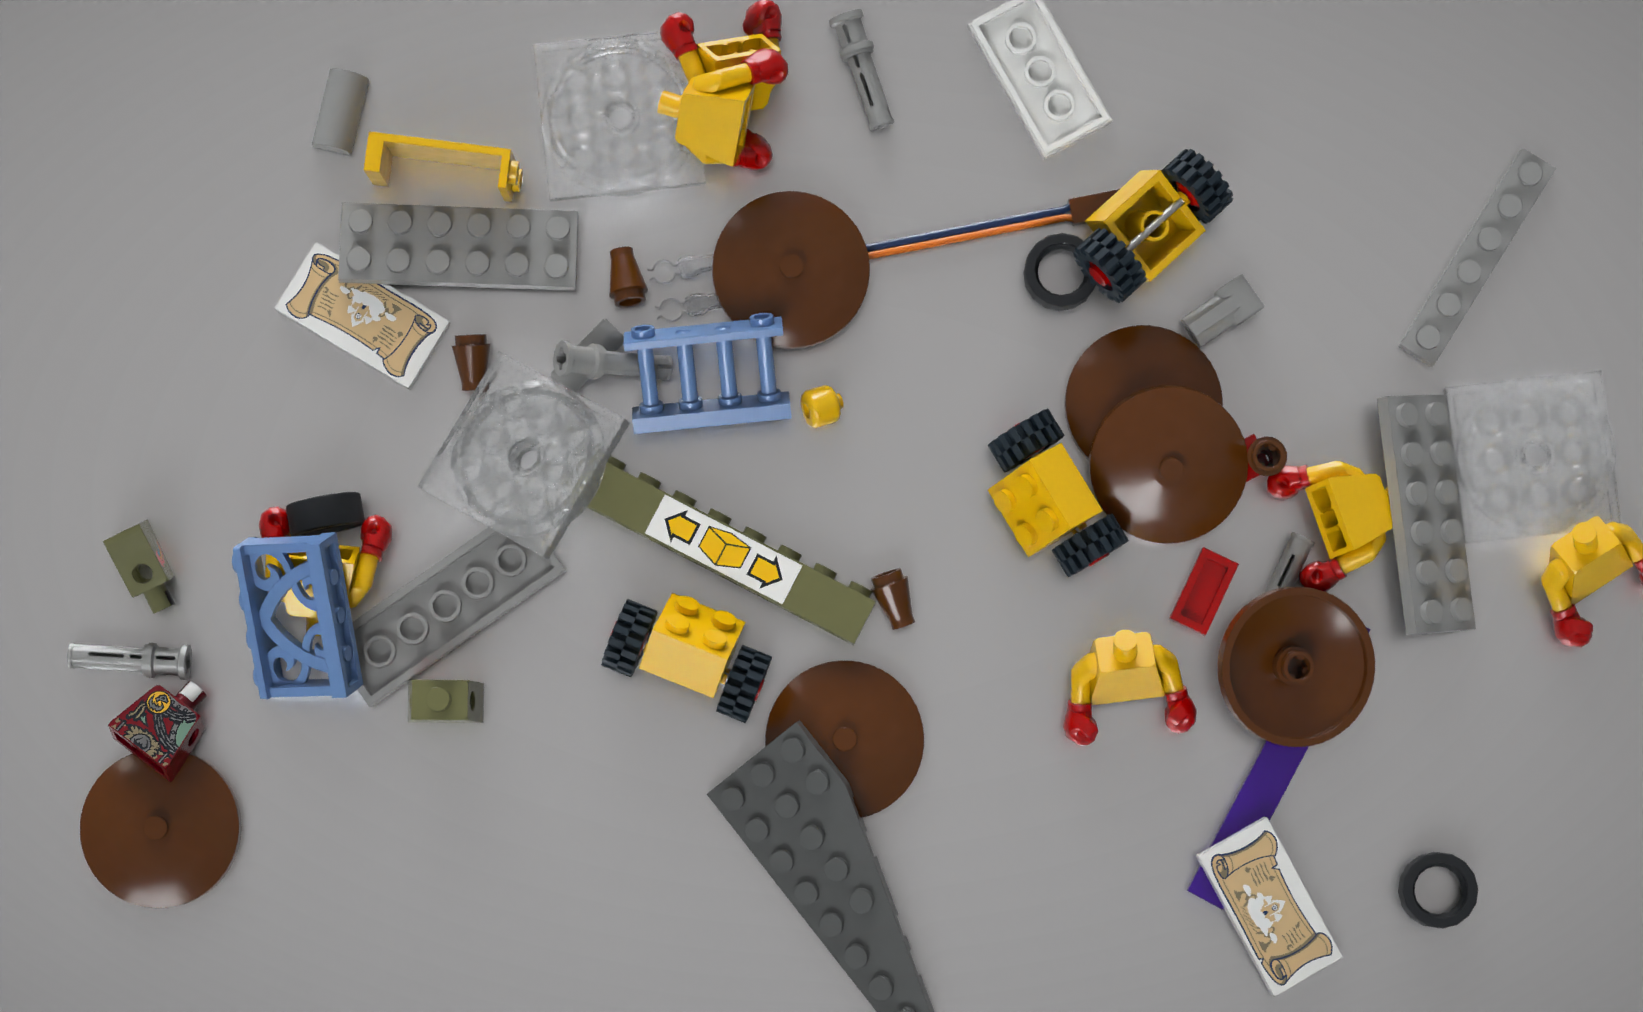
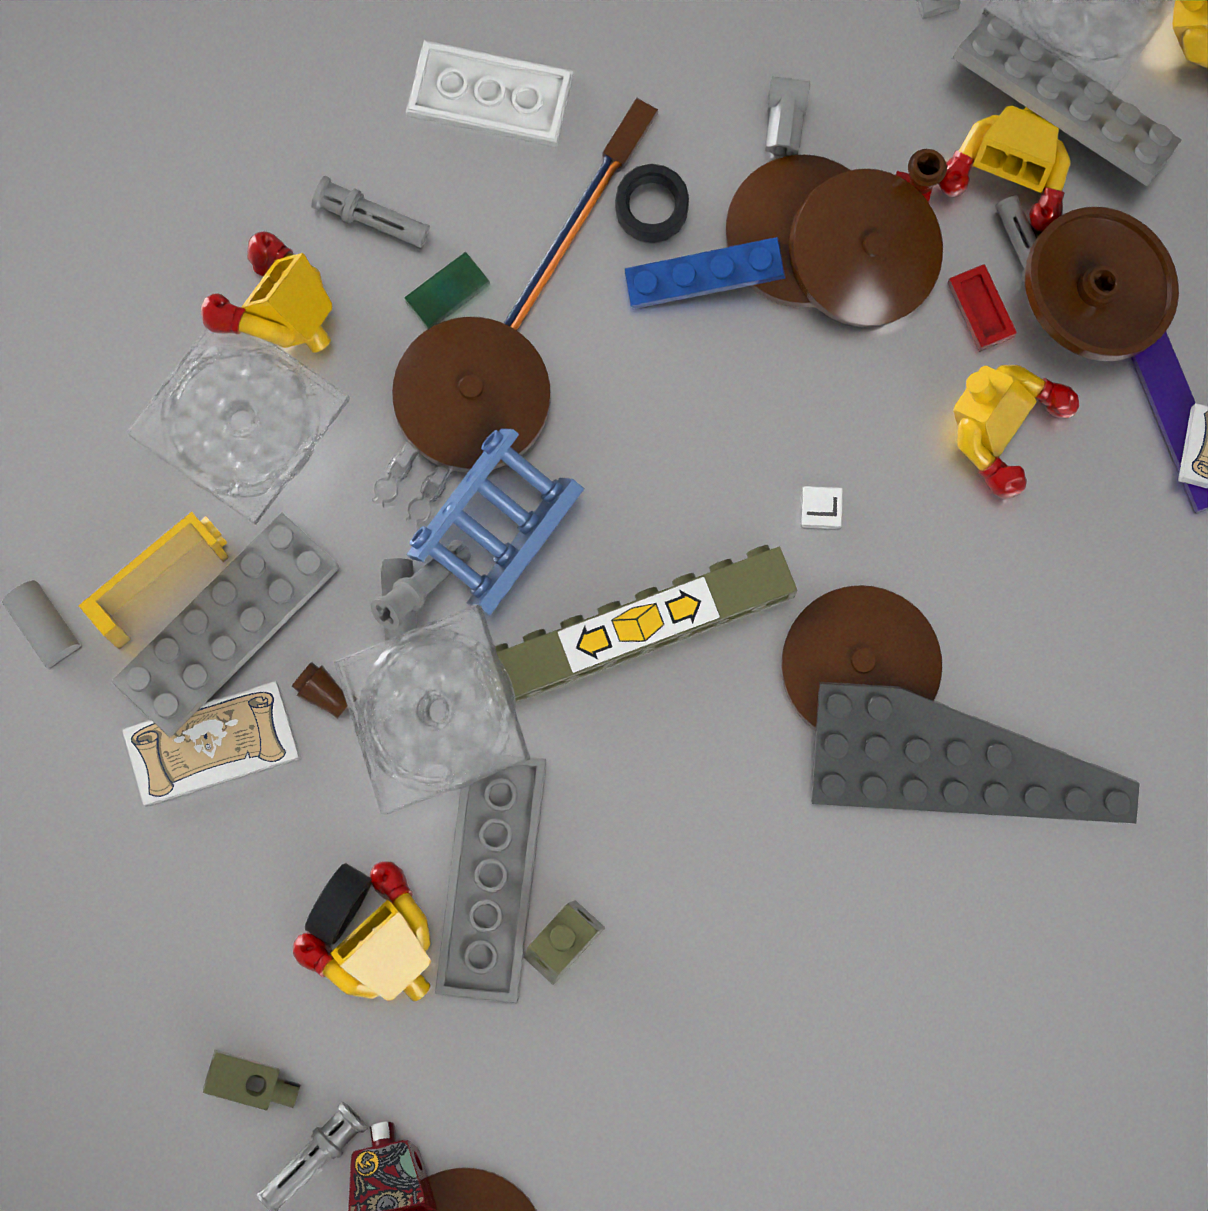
camera: 45 degrees left, 5 degrees down
(269, 637) = (384, 1028): medium blue fence -> none
(626, 280) = (366, 521): reddish brown cone -> none
(691, 649) = (693, 714): brick -> none
(717, 111) = (305, 334): yellow torso -> none
(821, 406) = (593, 462): yellow piece -> none
(856, 179) = (447, 290): none -> clear green tile
(893, 595) = (783, 531): reddish brown cone -> none
(938, 606) = (821, 507): none -> white tile
(1040, 360) = (704, 273): none -> blue plate
(1050, 497) = (816, 351): brick -> none
(1150, 223) = (677, 102): brick -> none

